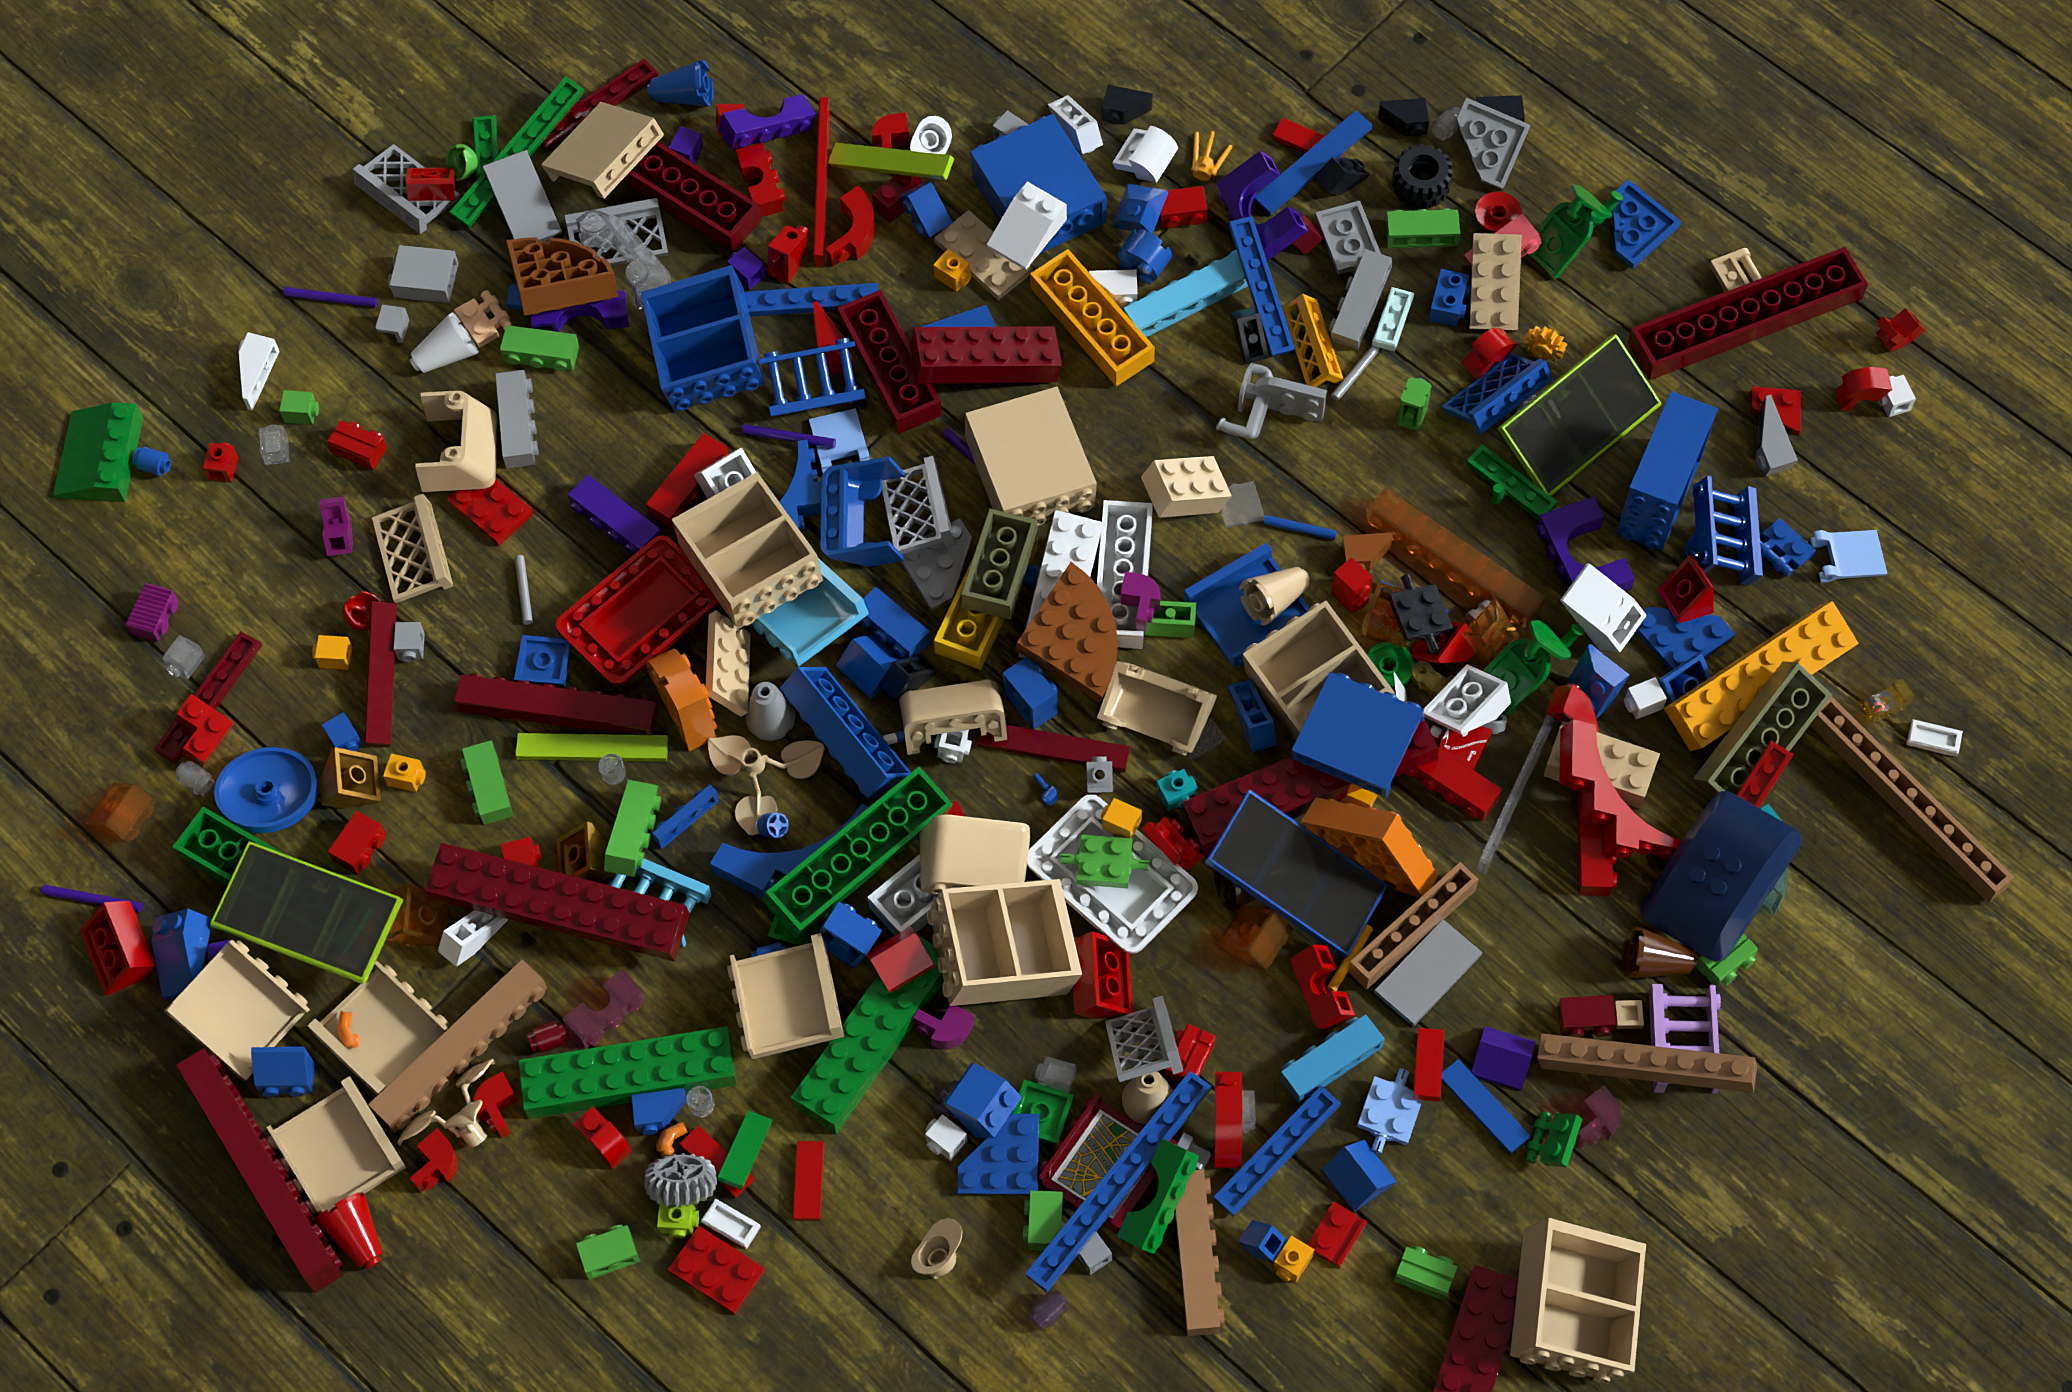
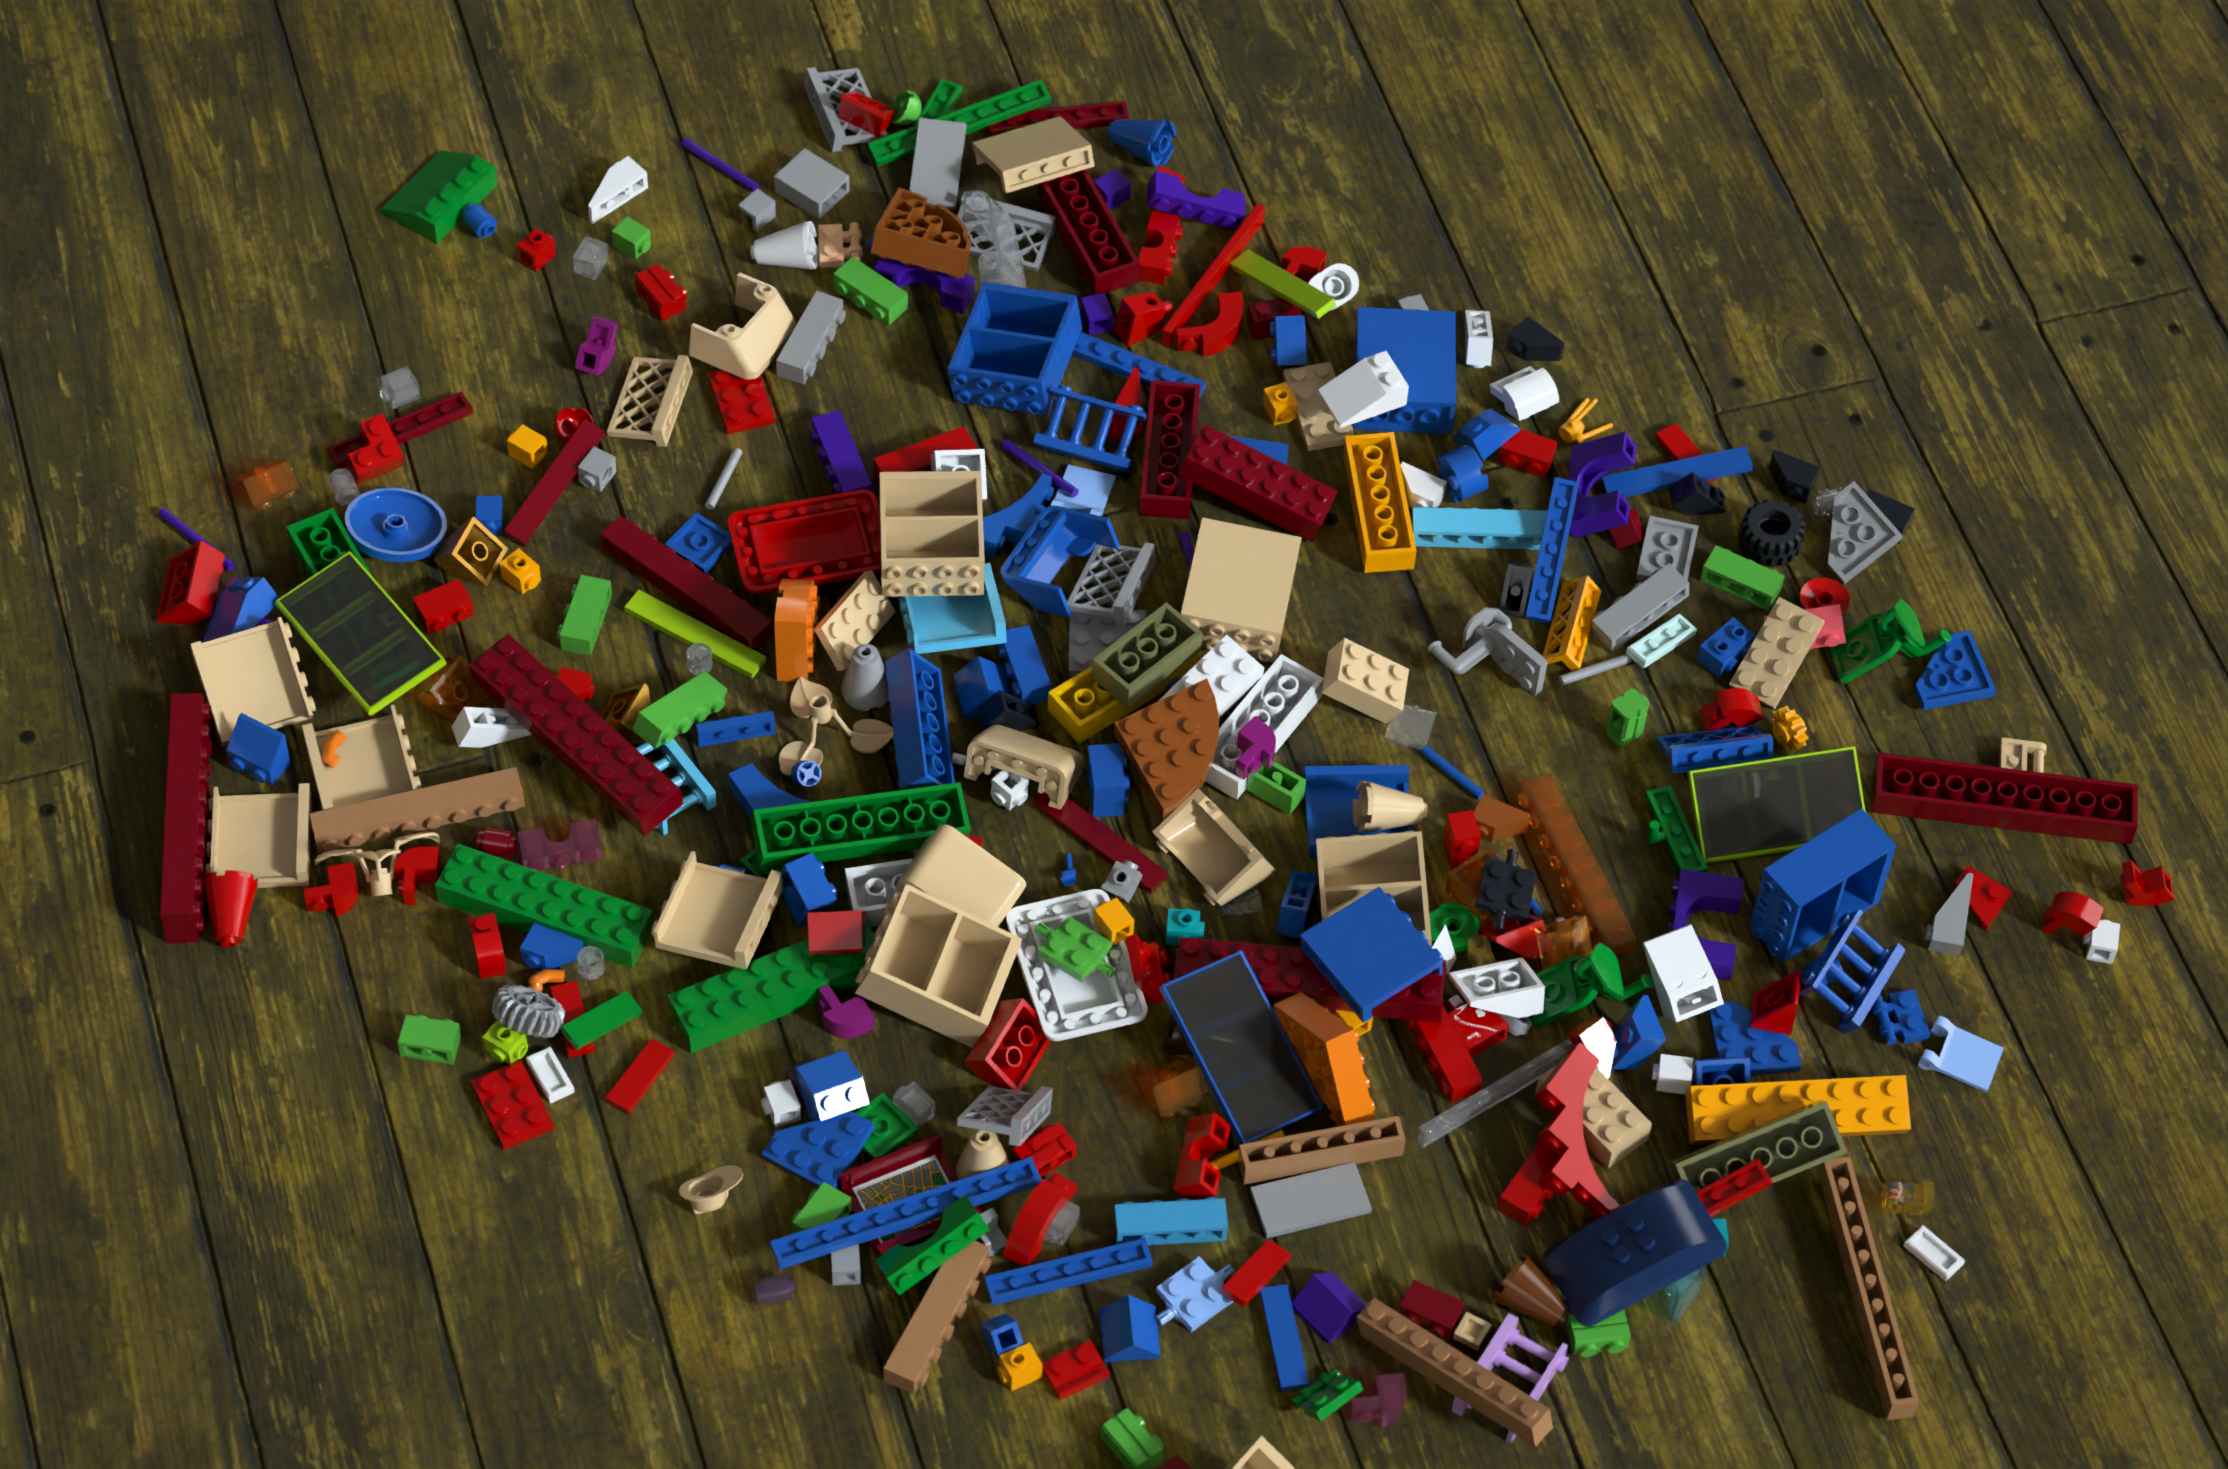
camera: 25 degrees right, 10 degrees down
(152, 612) = (398, 339): magenta brick -> none

